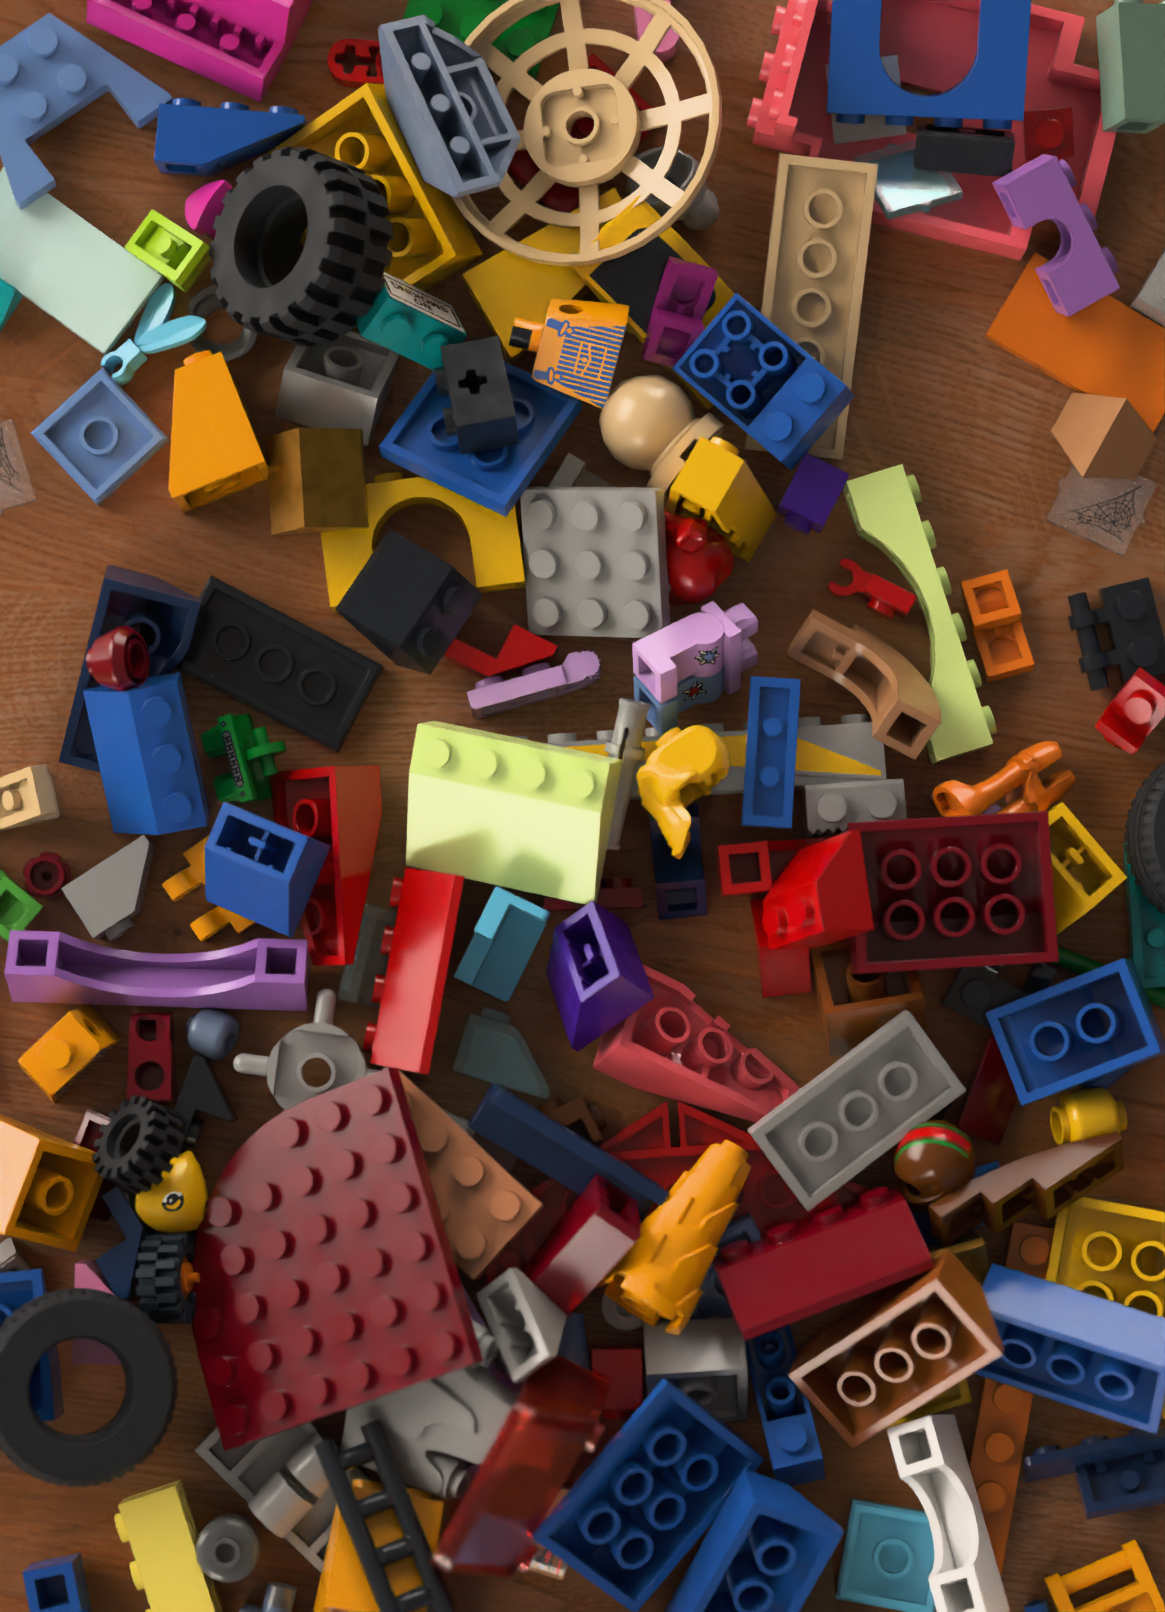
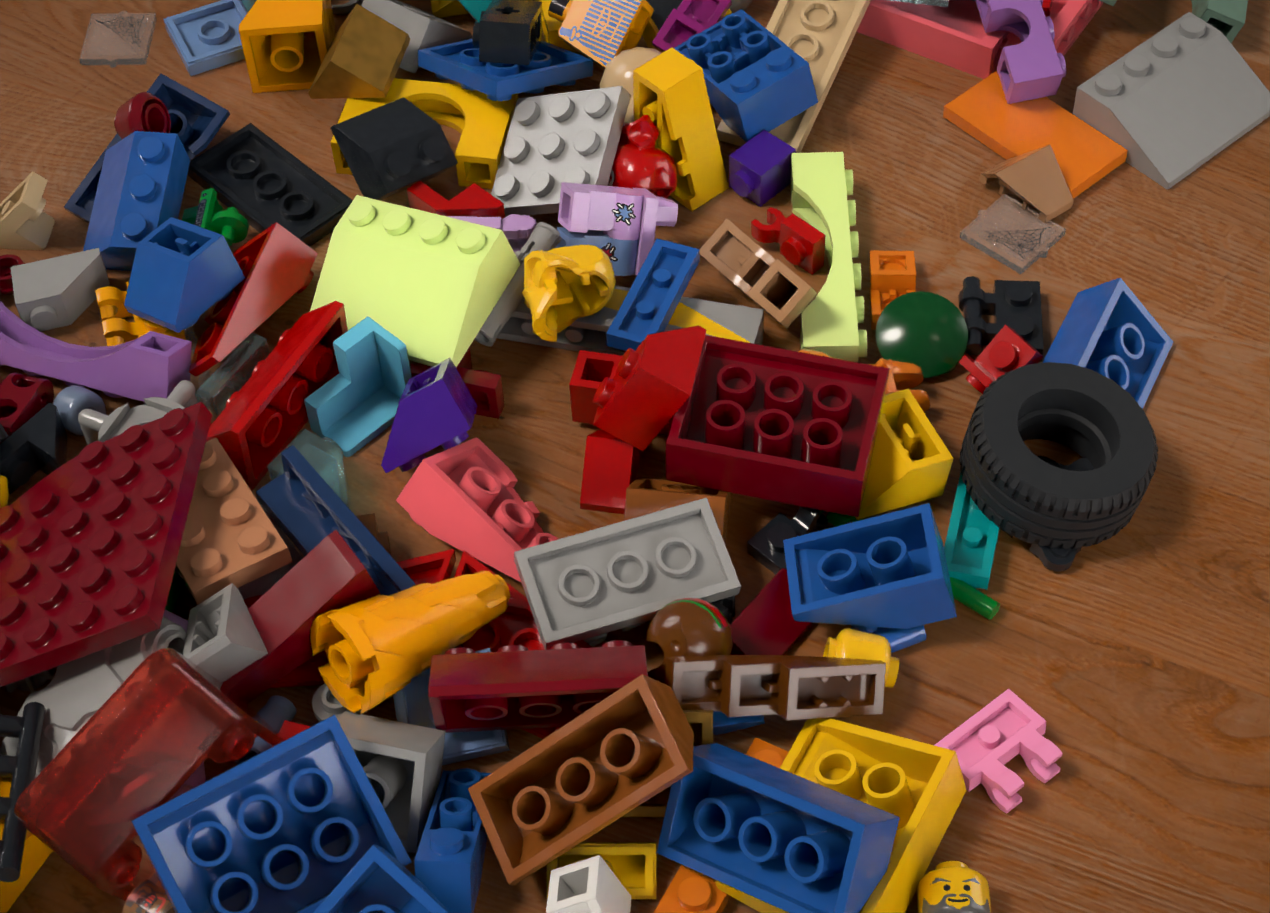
camera: 20 degrees right, 35 degrees down
(681, 881) = (545, 386): dark blue slope -> none
(1045, 692) = (922, 331): none -> dark green dish

